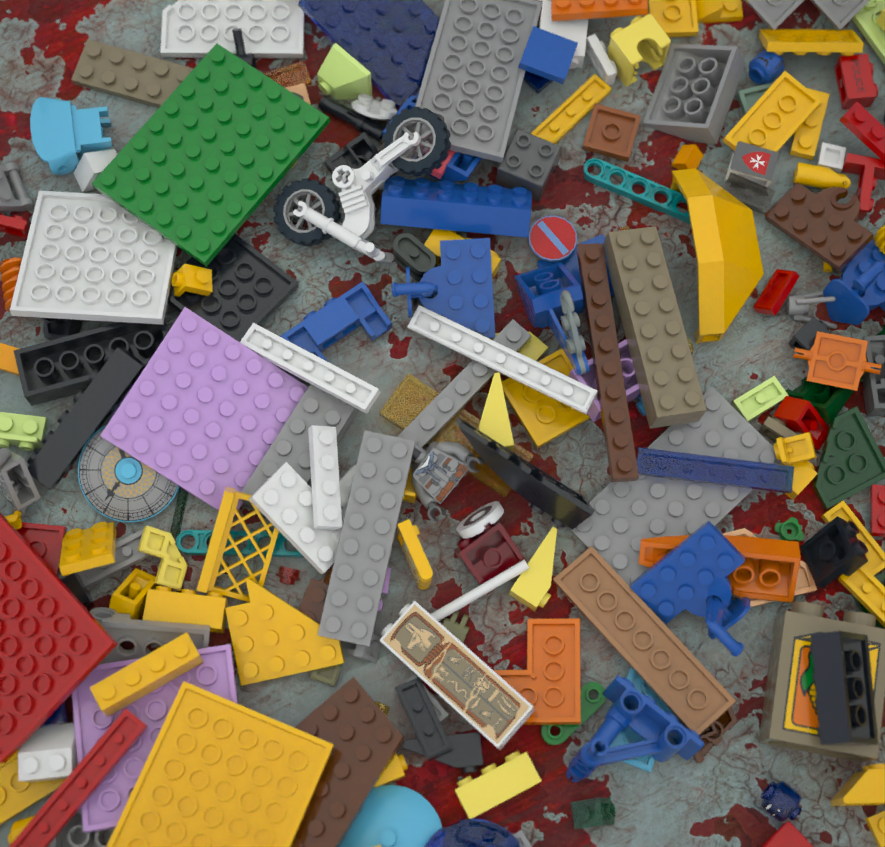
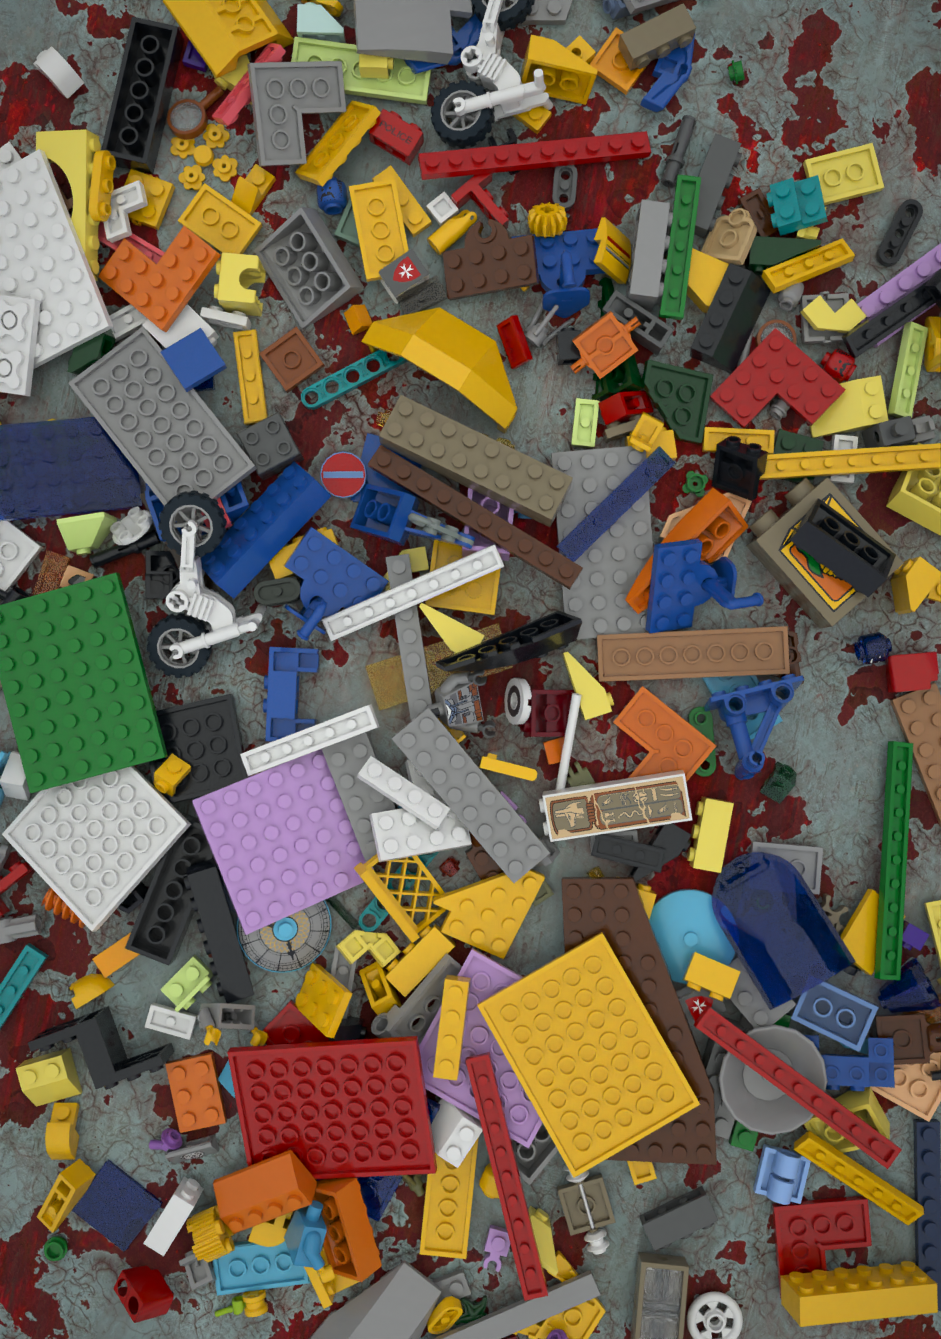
camera: 50 degrees left, 15 degrees up
(460, 586) = (553, 750): none -> orange slope

